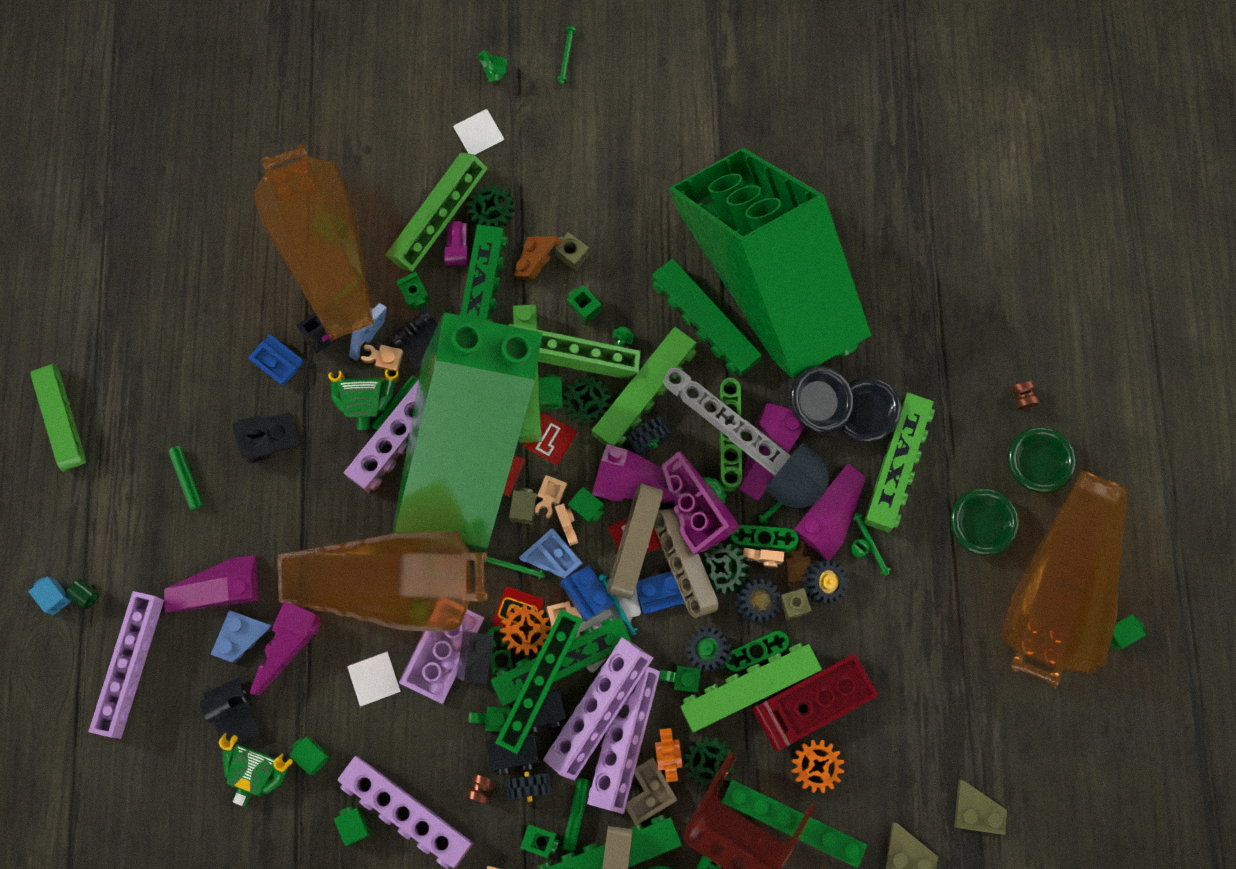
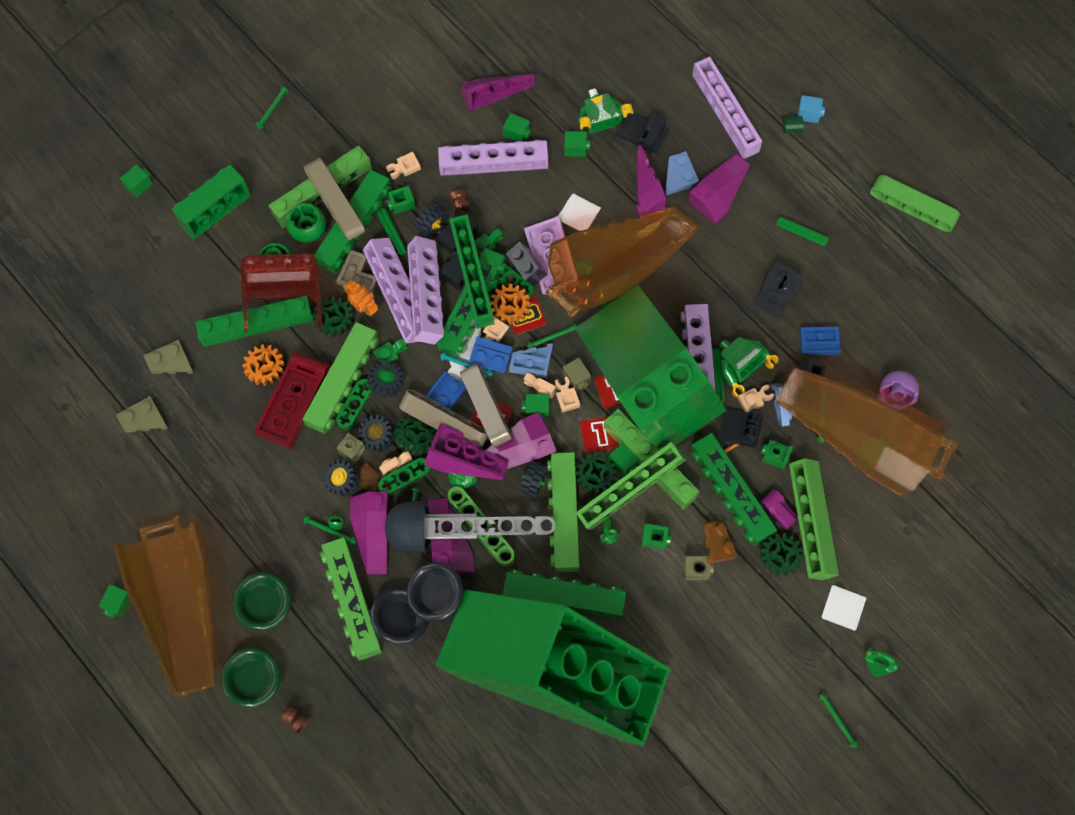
camera: 140 degrees right, 5 degrees down
(251, 260) = (900, 386): none -> medium lavender cylinder

